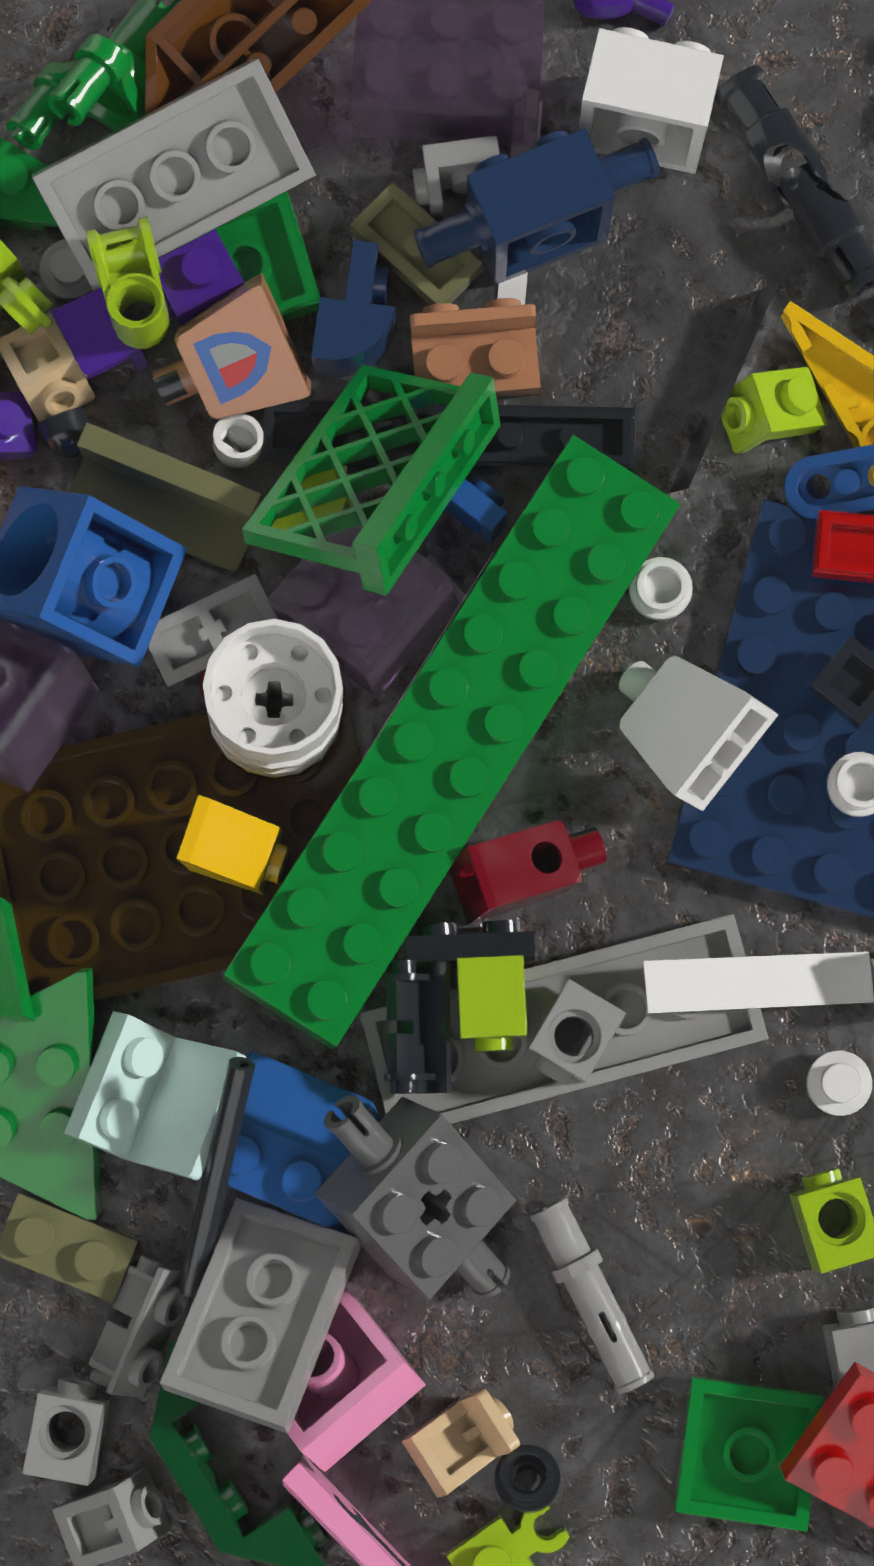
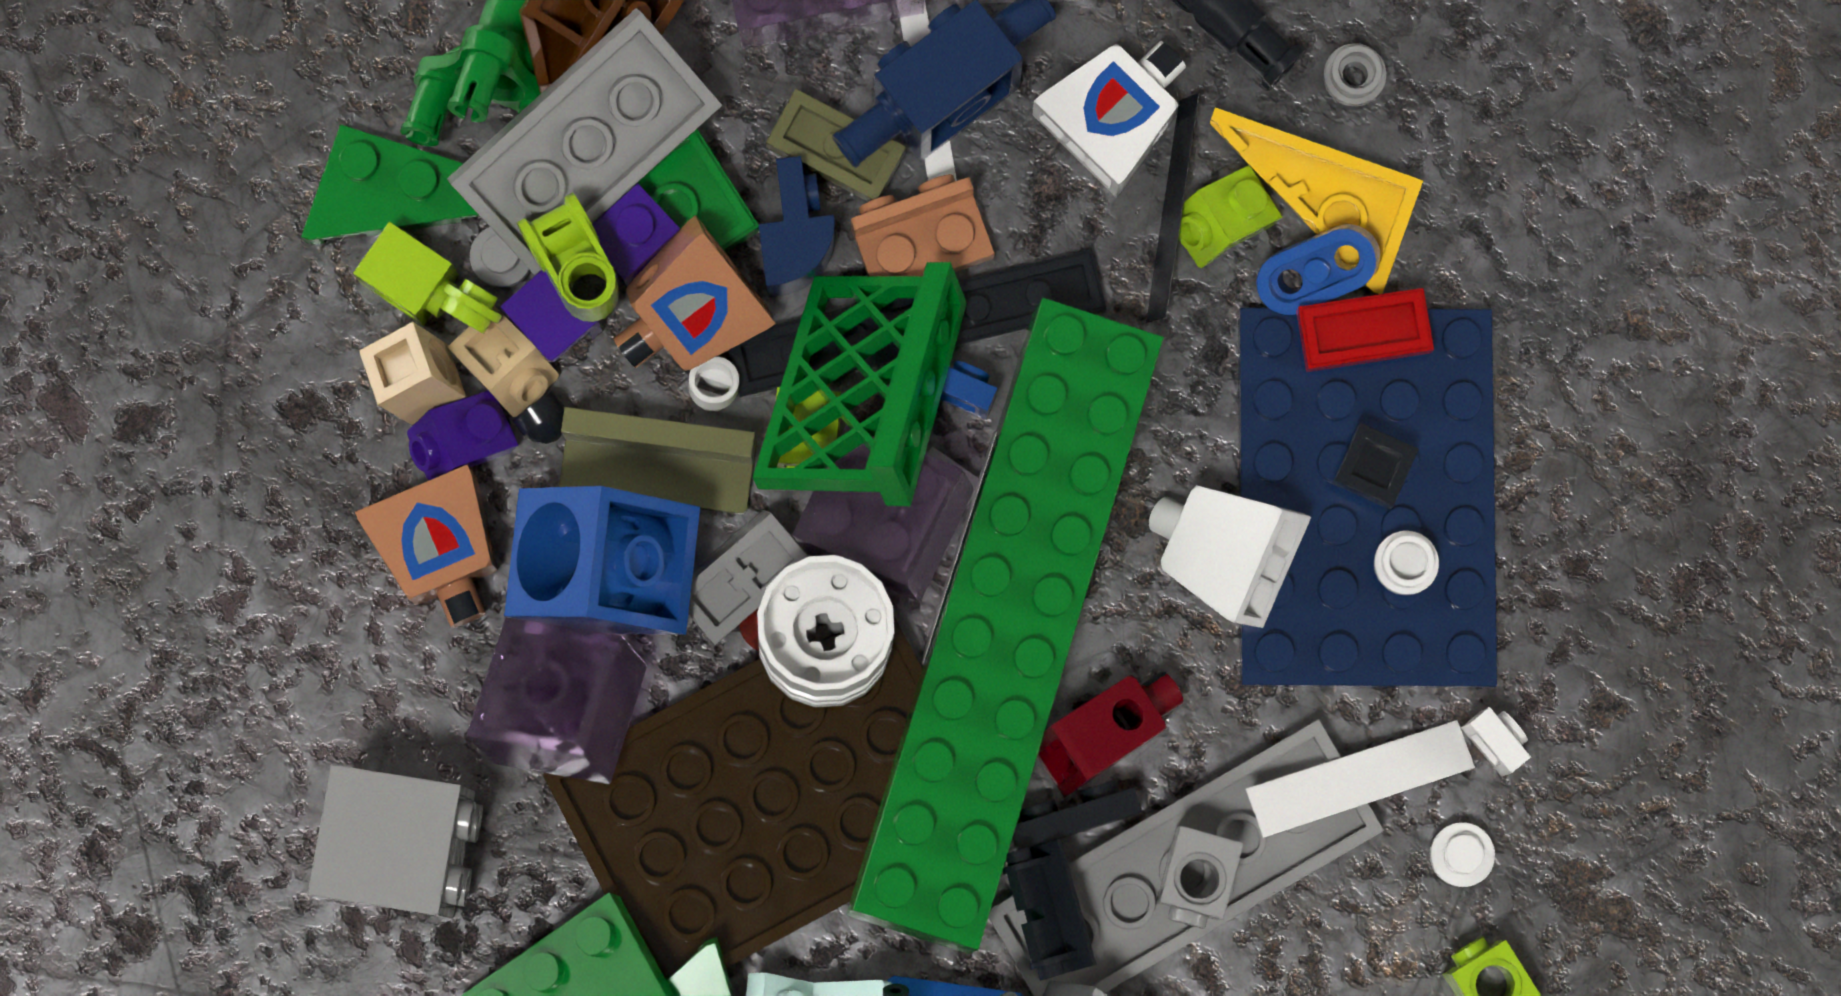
camera: 20 degrees left, 0 degrees up
(232, 846) = (826, 784): yellow slope -> none
(447, 168) = (848, 57): light grey bracket -> none
(492, 1001) = (1111, 866): lime brick -> none
(661, 589) = (1165, 421): white plate -> none
(690, 280) = (1113, 111): none -> white torso

